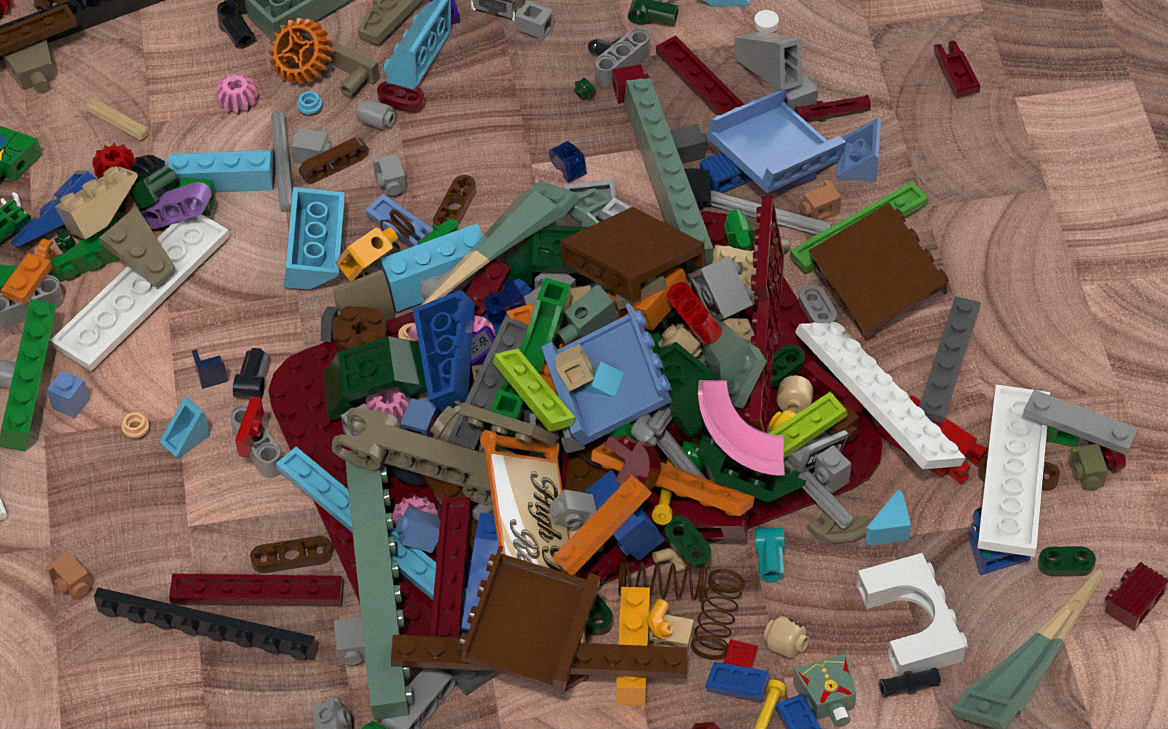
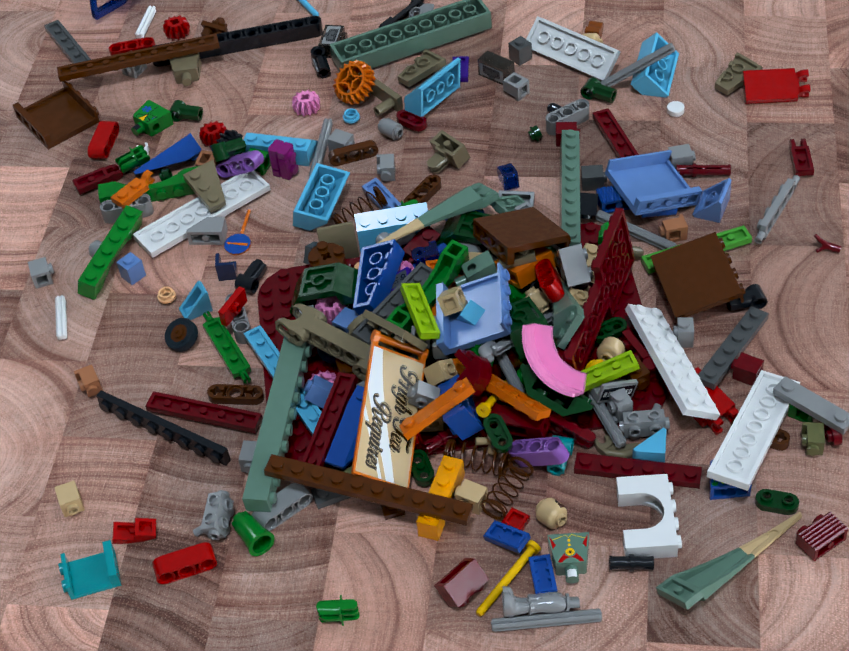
camera: 20 degrees right, 5 degrees down
(56, 134) = (180, 110): none -> dark green piece
(96, 203) = (184, 156): tan slope -> none
(117, 119) = (226, 108): tan axle -> none
(163, 317) = (208, 232): none -> light grey slope
(181, 481) = (181, 334): none -> black wheel
(211, 326) = (238, 243): none -> blue piece
(238, 188) = (283, 159): none -> magenta brick
(254, 487) = (226, 347): none -> green plate
(366, 252) = (344, 208): light orange torso -> none
(471, 137) = (447, 152): none -> dark tan brick
(528, 621) = (363, 461): reddish brown panel -> none
(583, 471) = (440, 372): none -> tan brick
(656, 622) = (459, 482): light orange arm -> none
(748, 555) = (540, 451): none -> medium lavender beam
(771, 57) = (667, 129): light grey slope -> none
(776, 516) = (565, 428): none -> dark red hinge
(820, 308) = (649, 295): light grey plate -> none
(869, 487) = (643, 423): none -> light grey brick
(870, 553) = (615, 467): none -> dark red plate
(882, 348) = (684, 331): none -> light grey brick
(947, 142) = (777, 206): none -> light grey plate
(958, 285) = (754, 297): none -> black piece
(977, 386) = (746, 368): none -> dark red brick
(1027, 192) = (827, 245): none -> dark red bar

